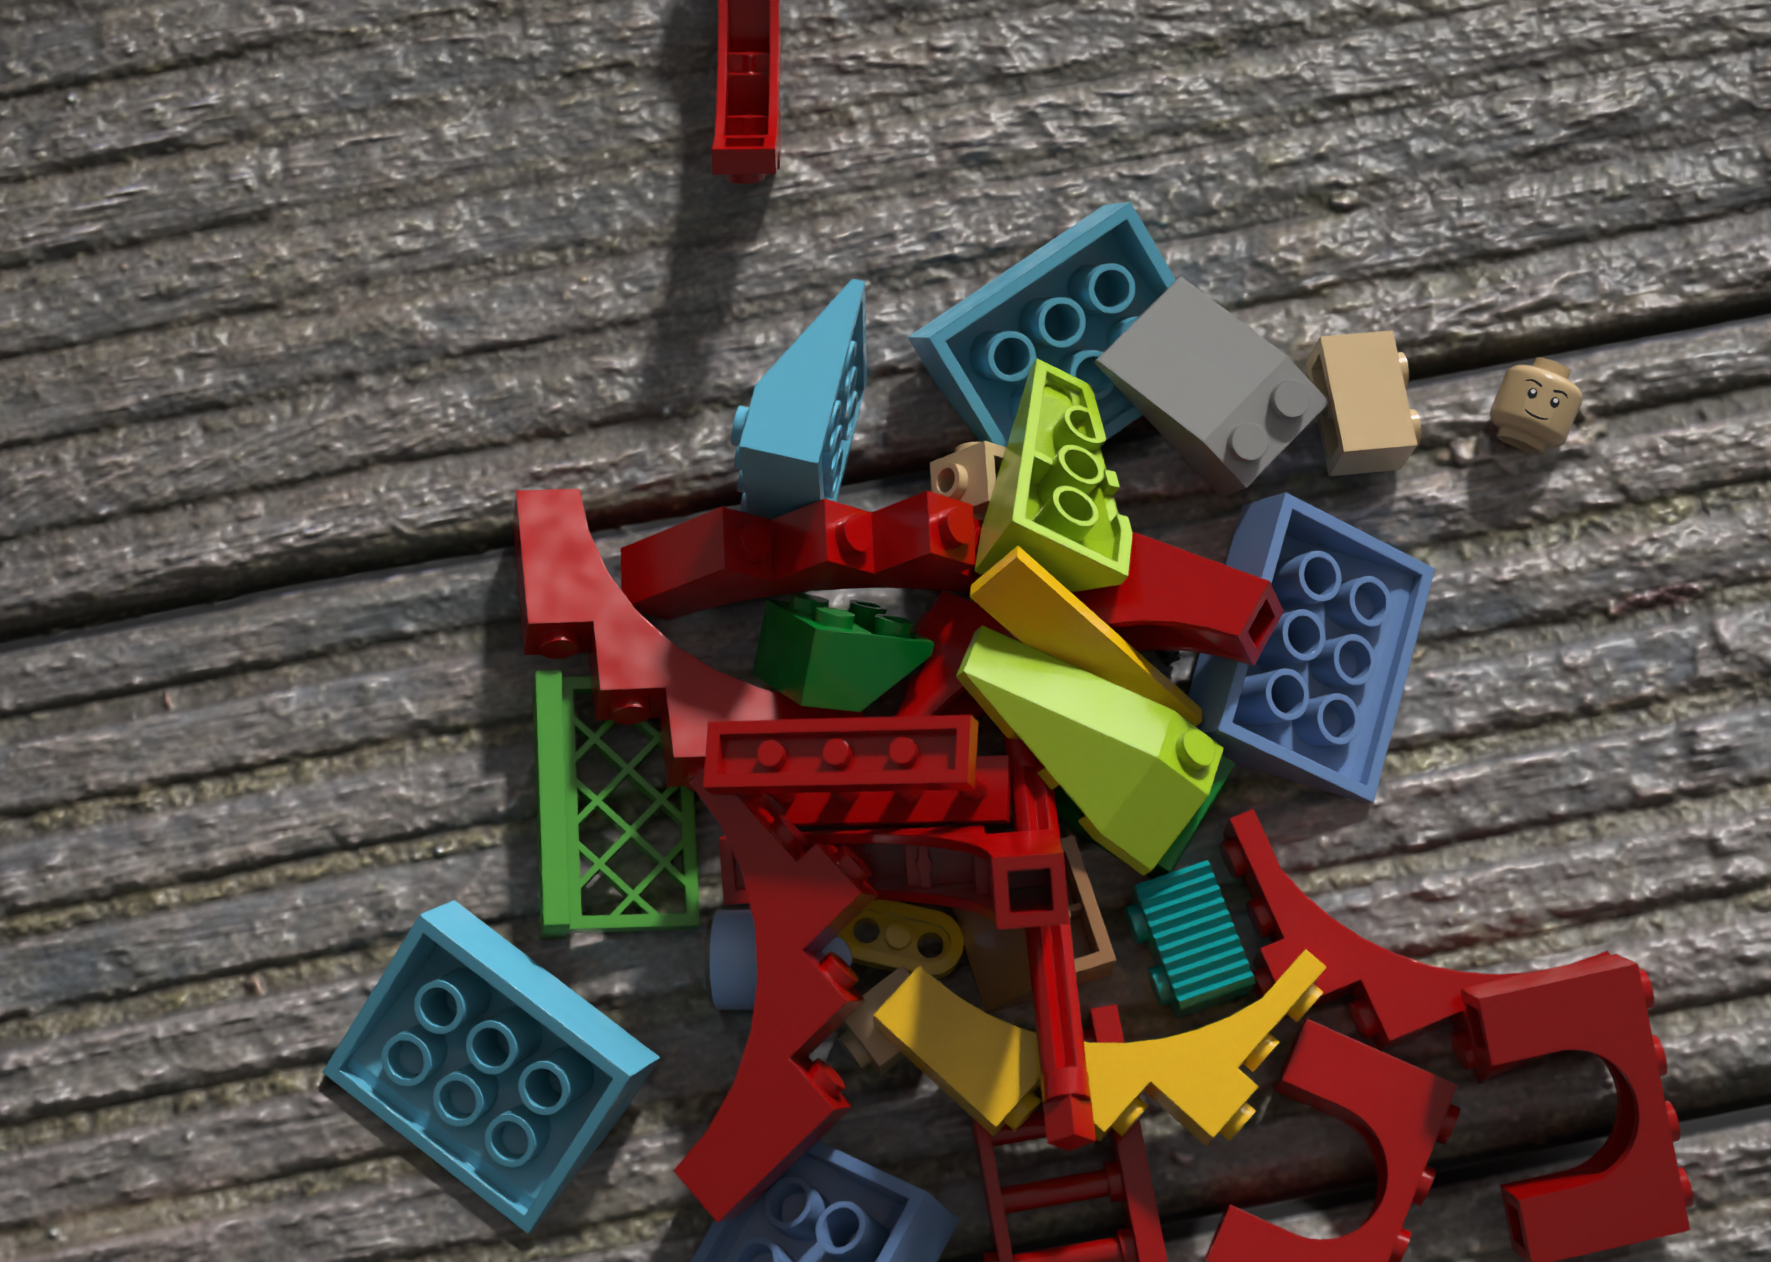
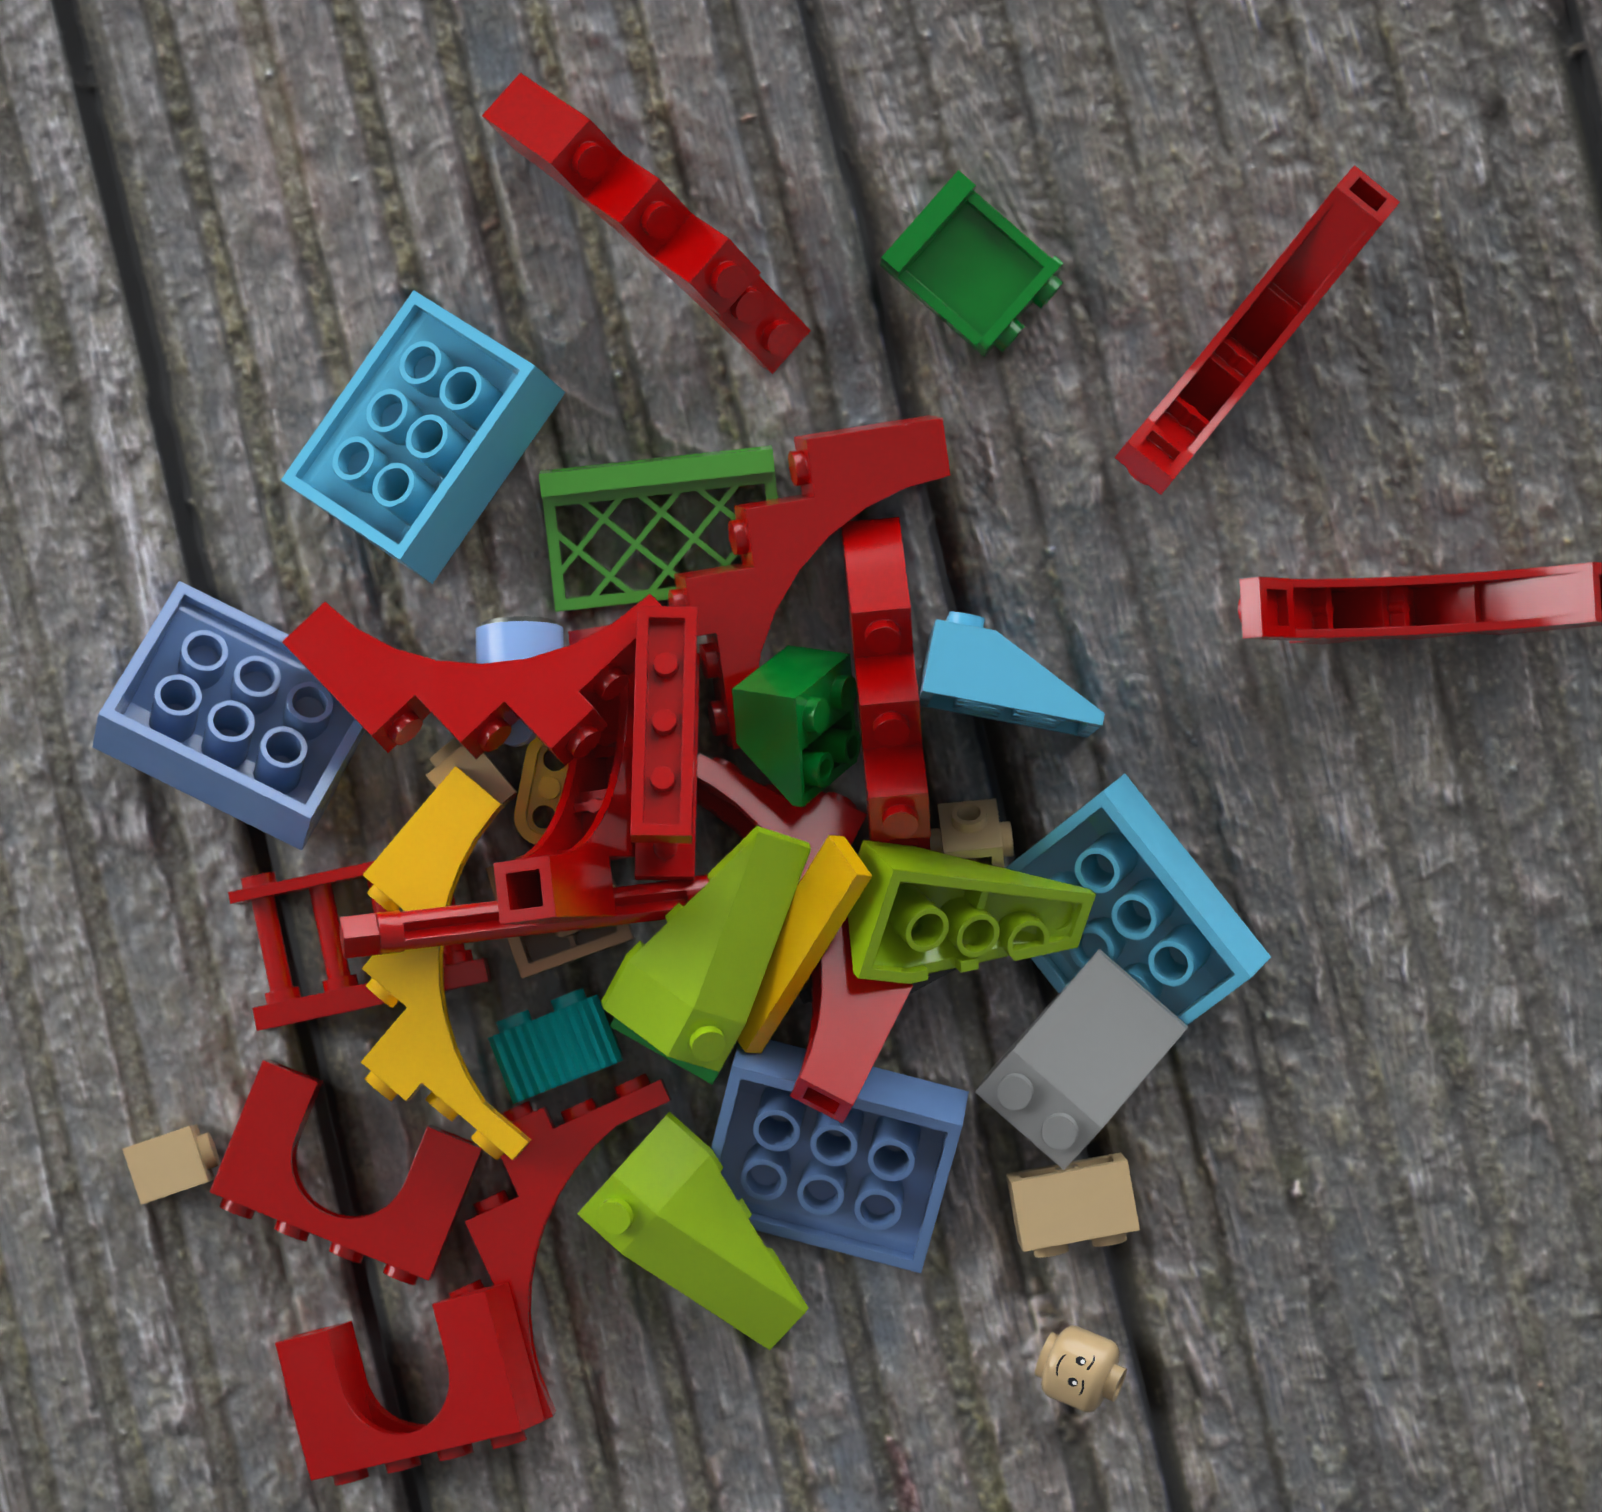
camera: 85 degrees right, 15 degrees up
(249, 791) = (649, 217): none -> red arch
(358, 469) = (972, 267): none -> green panel
(468, 200) = (1257, 330): none -> red arch
(1390, 802) = (688, 1229): none -> lime wedge

